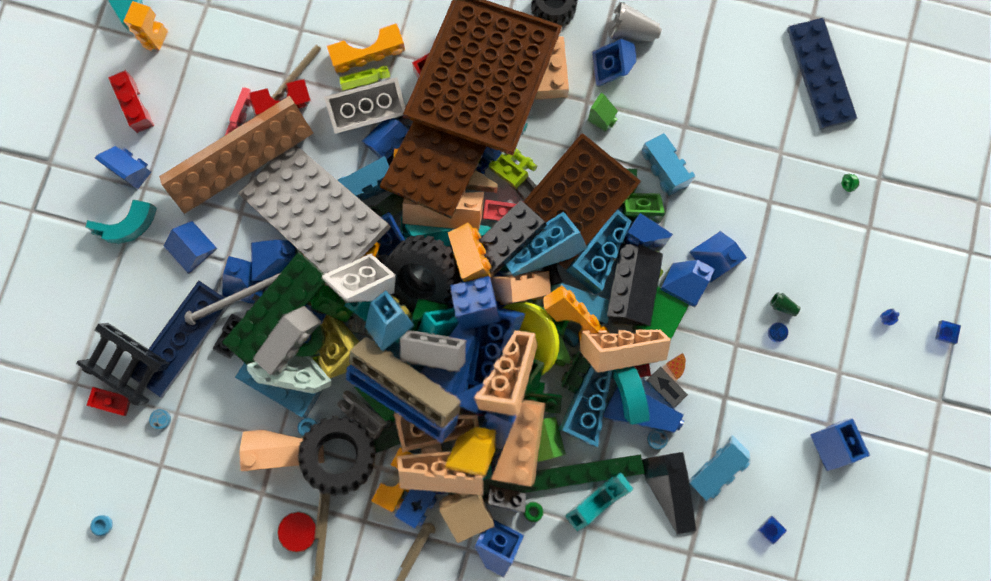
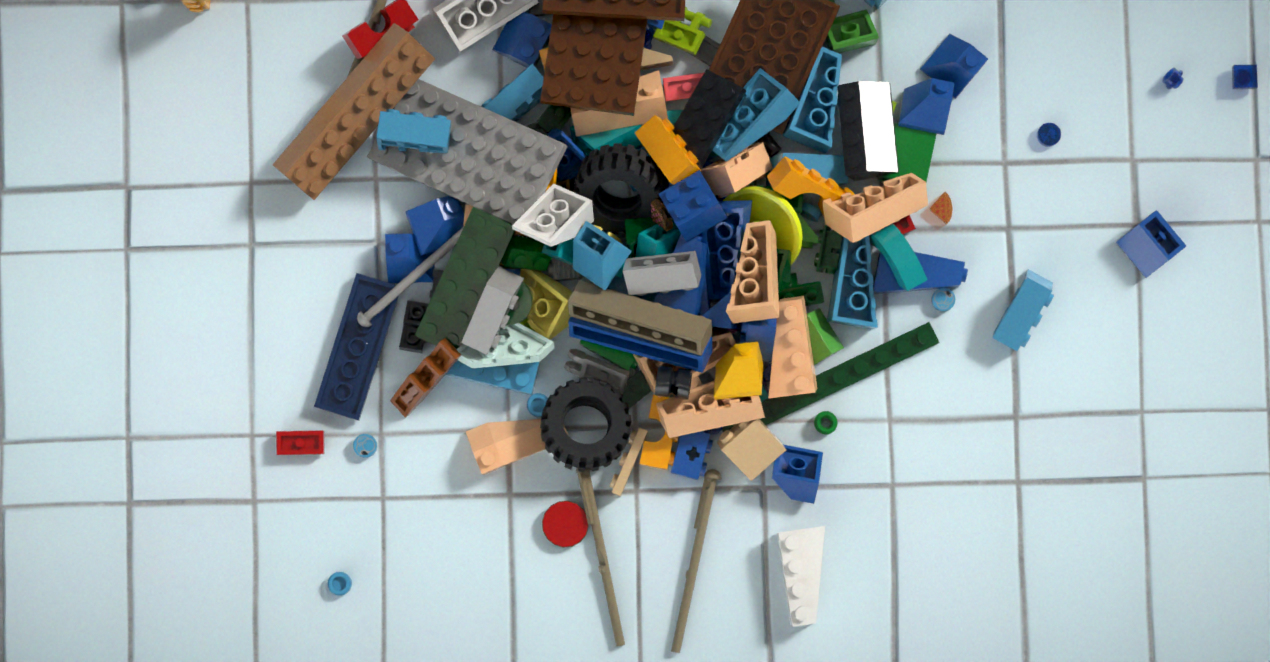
camera: 15 degrees left, 5 degrees up
(124, 165) = (223, 164): blue slope -> none
(130, 228) = (252, 238): teal arch -> none
(131, 105) = (201, 83): red arch -> none
(138, 353) = (319, 378): black fence -> none
(189, 246) = (329, 236): blue slope -> none
(221, 379) = (425, 377): none -> dark orange slope
(238, 115) = (336, 61): coral hinge -> none
(274, 181) = (413, 131): none -> dark azure wedge
(363, 496) = (628, 460): none -> tan plate
(416, 443) = (673, 382): none -> black wheel
(446, 303) = (659, 215): none -> clear orange tile
(505, 498) = (790, 416): black hinge -> none
(598, 501) = (896, 388): teal arch -> none
(647, 233) = (863, 64): blue slope -> none
(666, 387) = (937, 236): dark grey tile -> none
(670, 484) = (973, 348): black wedge -> none
(772, 530) = (1100, 362): clear blue plate -> none
(784, 304) = (1047, 100): dark green cone -> none

